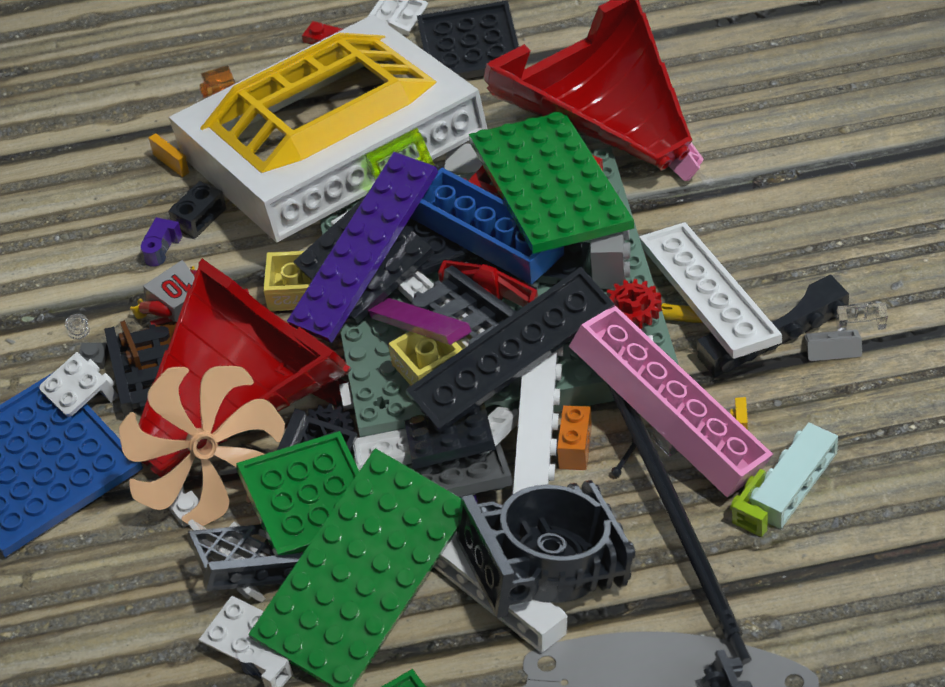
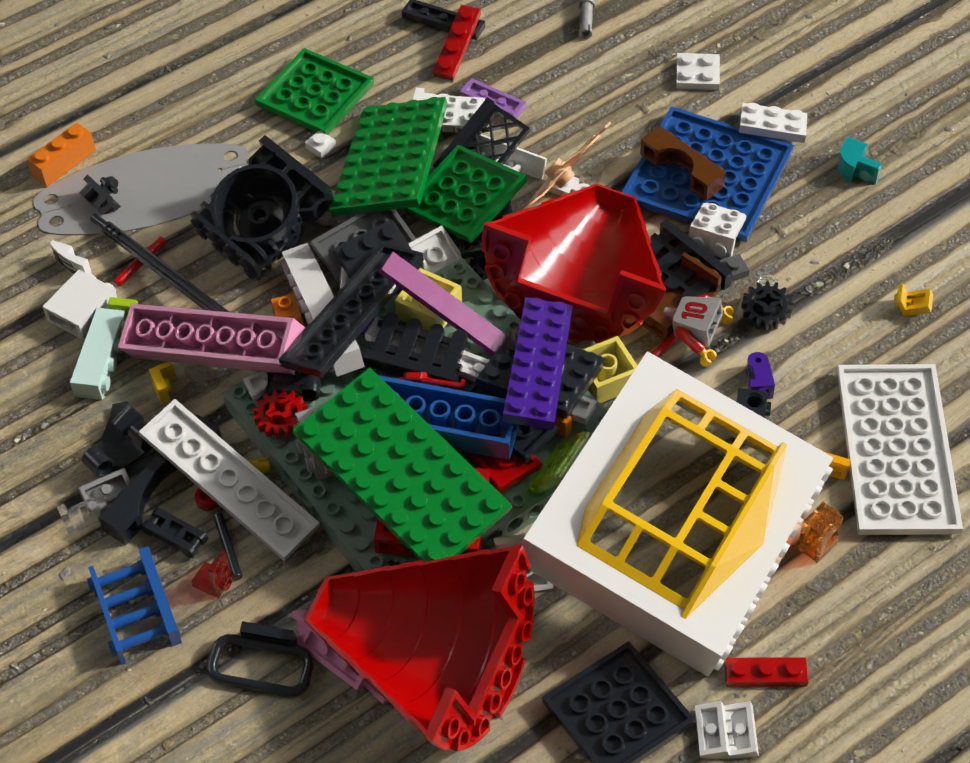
camera: 150 degrees right, 5 degrees up
(59, 480) = (664, 148): none -> reddish brown arch
(94, 153) = (898, 450): none -> white plate
(97, 297) = (778, 305): none -> black gear
(186, 645) = (503, 100): none -> medium lavender plate
(426, 666) = (320, 144): none -> white plate
(697, 590) = (136, 264): none -> red bar
(732, 256) = (227, 546): none -> black bar
(733, 169) = (267, 639): none -> black bar
(751, 224) = (214, 577): none -> clear red bracket
(778, 278) = (174, 532): none -> black plate
(796, 605) = (67, 259): none -> white slope
(797, 541) = (76, 303): none -> white brick
(802, 384) = (120, 442): none -> black panel
(816, 234) = (151, 587): none -> blue fence

